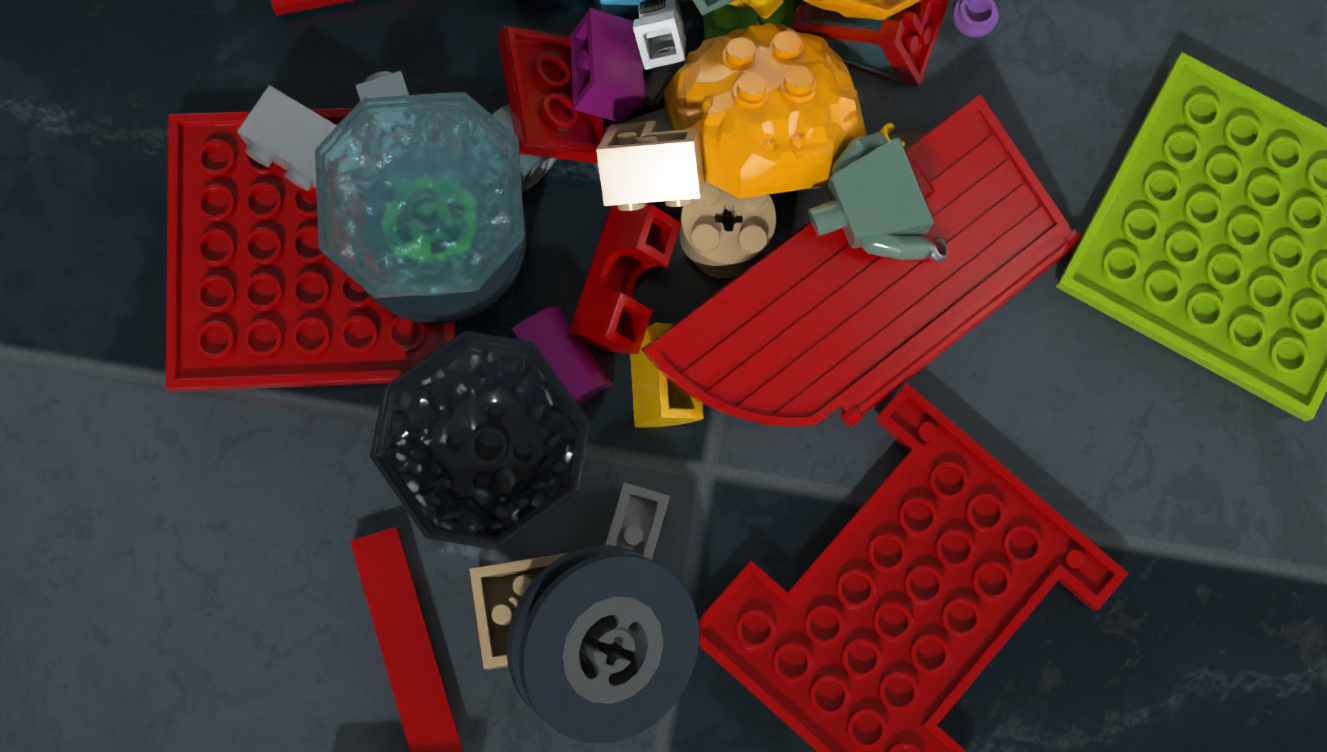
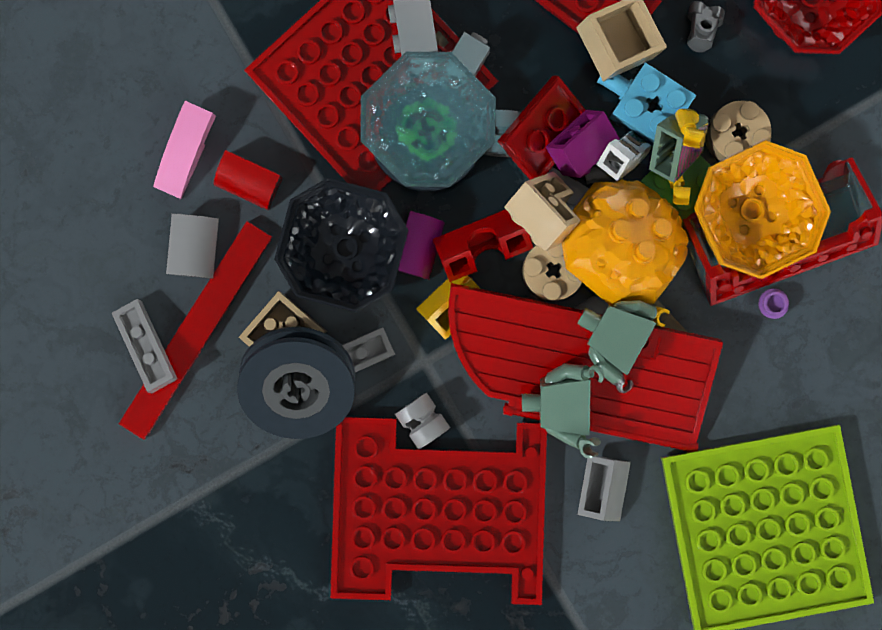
camera: 55 degrees right, 10 degrees up
(194, 544) = (183, 149): none -> bright pink slope
(300, 498) = (247, 180): none -> red brick
(320, 634) = (192, 246): none -> light grey brick
(780, 529) = (422, 421): none -> light grey wheel
(904, 334) = (566, 405): none -> sand green torso
(1040, 382) = (604, 488): none -> light grey brick

